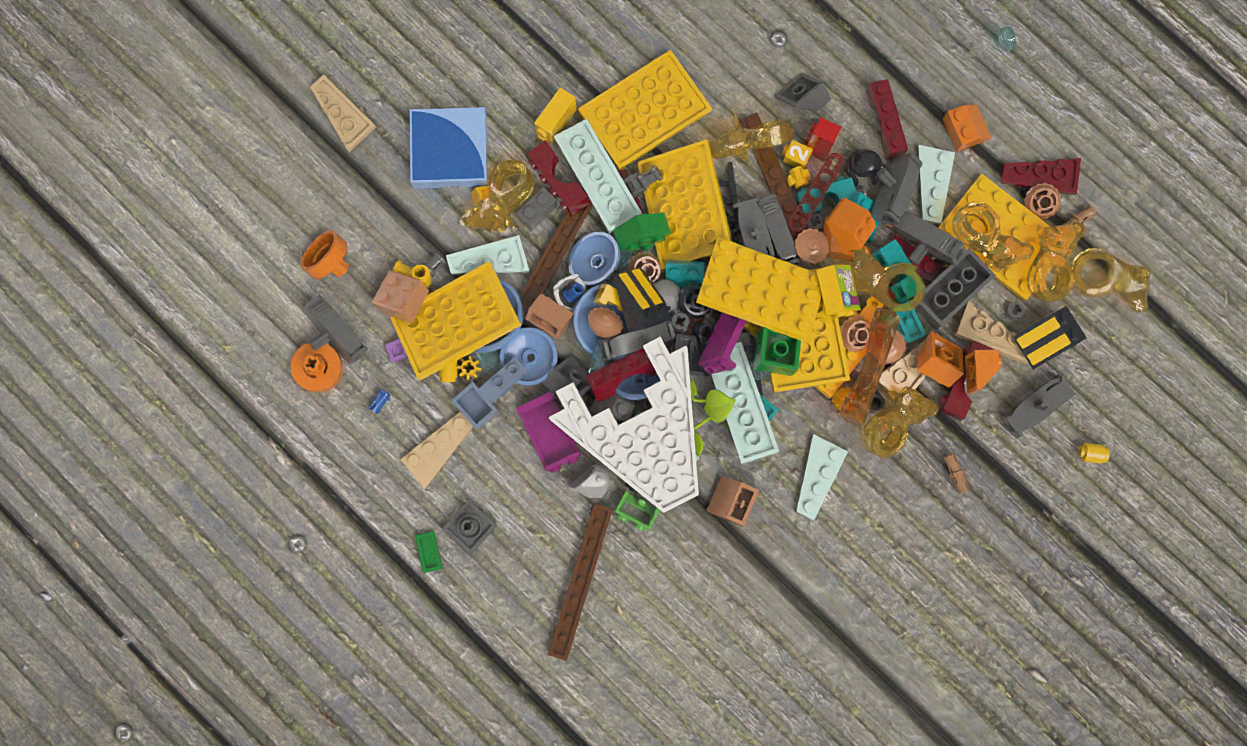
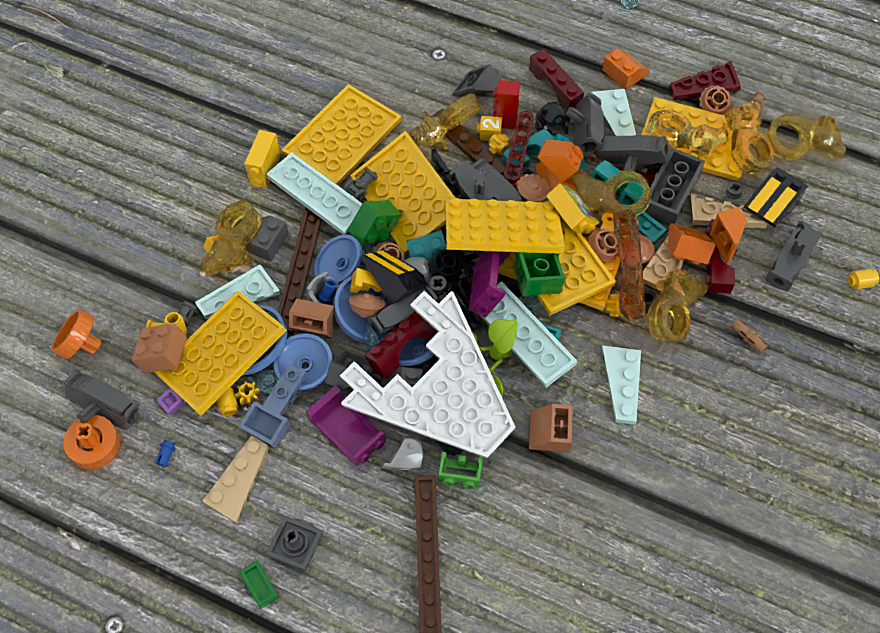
camera: 15 degrees left, 20 degrees down
(343, 114) = (63, 218): tan wing -> none
(448, 147) = (170, 214): blue tile -> none
(570, 194) = (298, 214): dark red arch -> none

